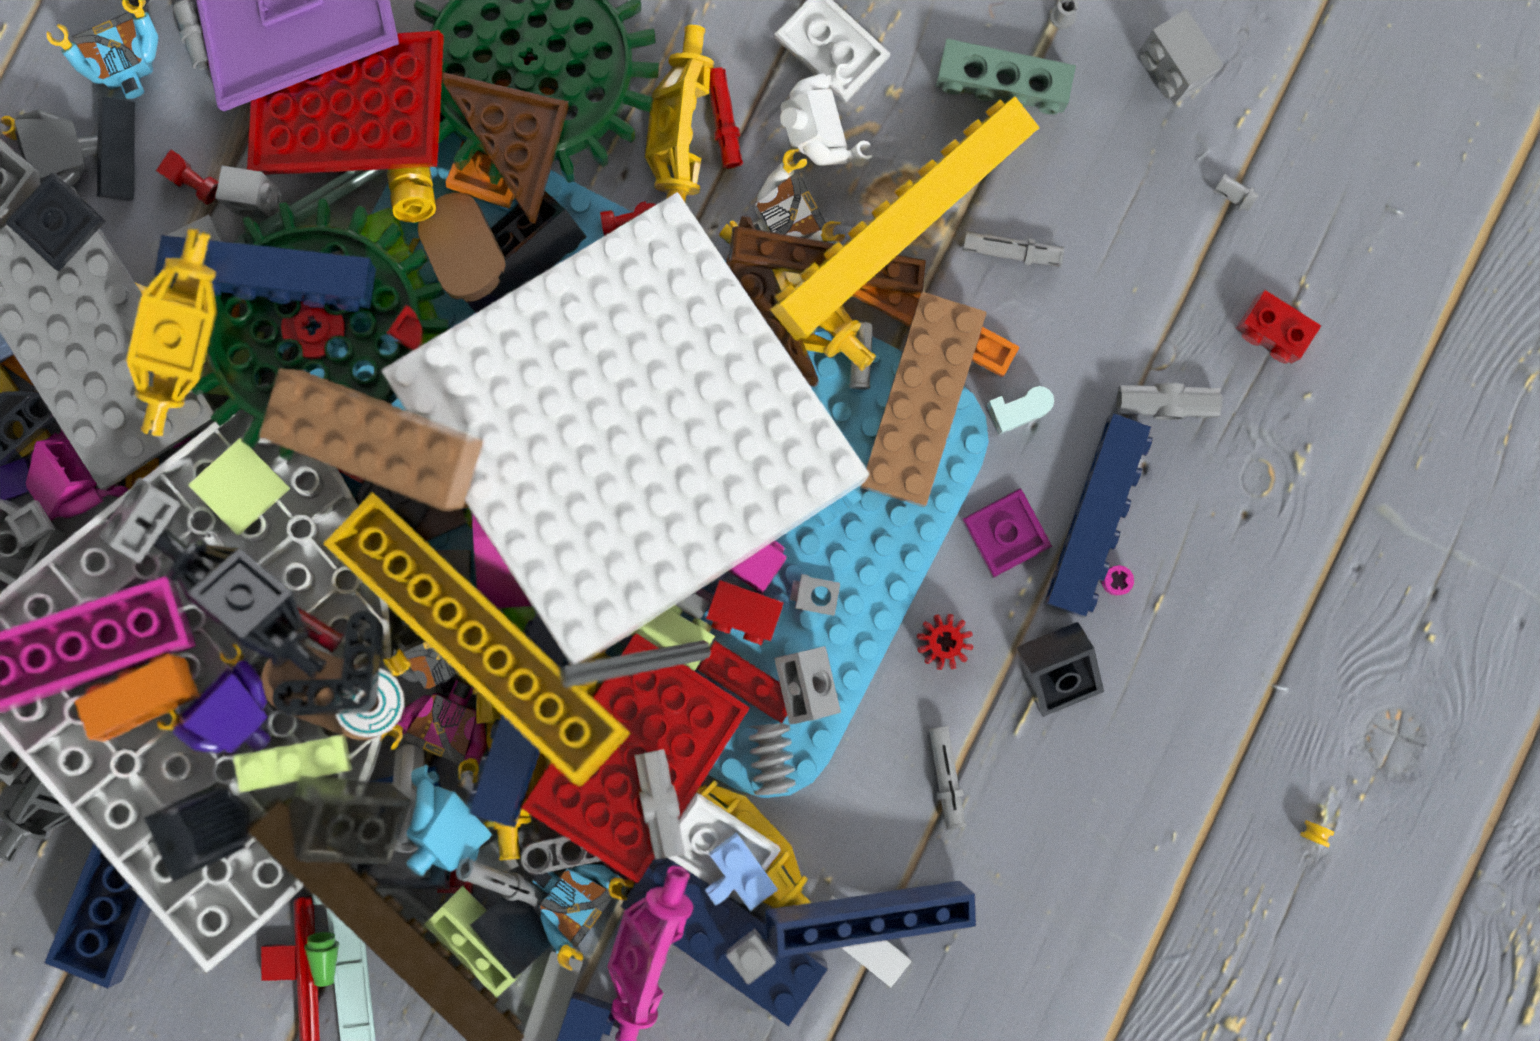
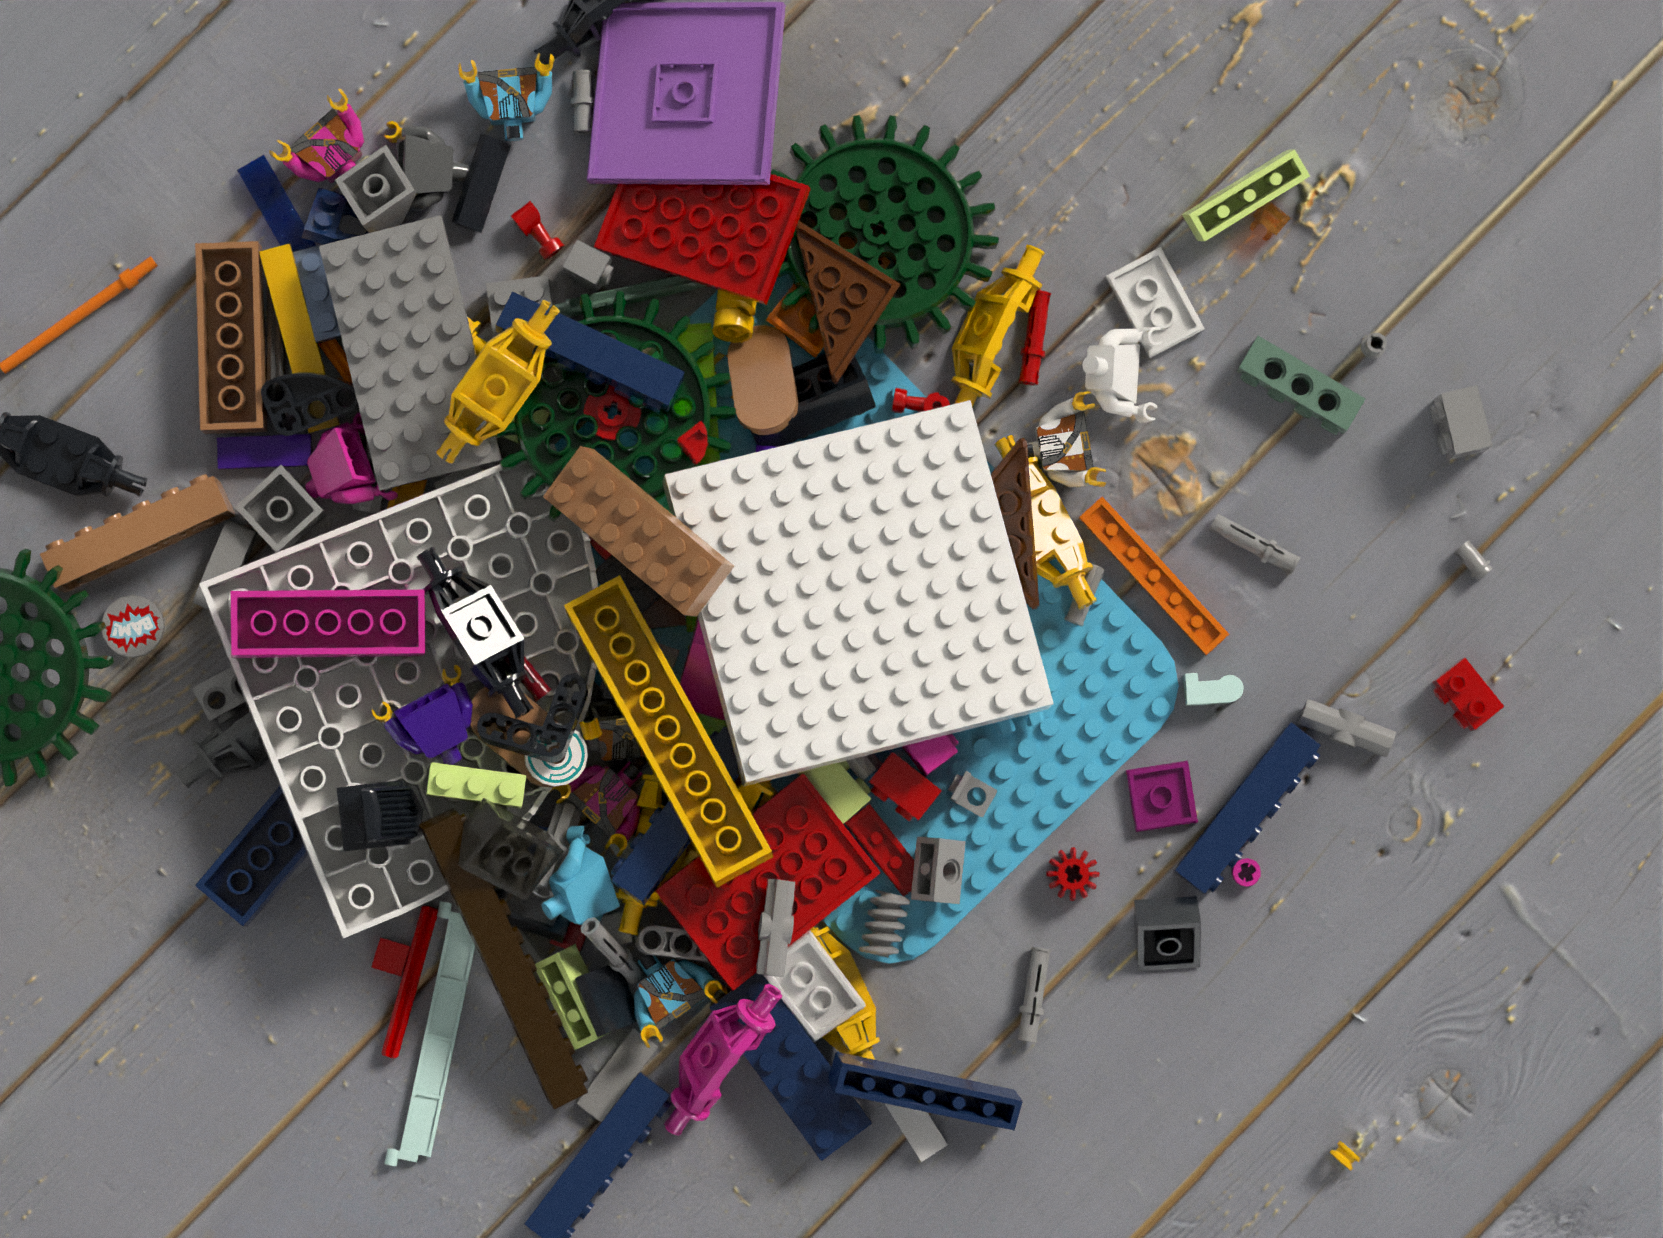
camera: 20 degrees right, 0 degrees up
(30, 524) = (306, 498): light grey tile -> none
(55, 221) = (421, 245): black tile -> none
(136, 697) = (364, 683): orange brick -> none
(139, 520) = (413, 531): light grey brick -> none
(239, 486) = (503, 529): yellowish green tile -> none
(322, 957) = (433, 962): bright green cone -> none
(634, 663) = (797, 798): dark grey axle -> none
(740, 873) = (825, 1013): light blue plate -> none
(751, 956) = (810, 1086): light grey brick -> none
(797, 254) = (1082, 502): reddish brown tile -> none
(903, 219) = (1164, 486): yellow brick -> none
(923, 399) = (1125, 653): medium nougat brick -> none

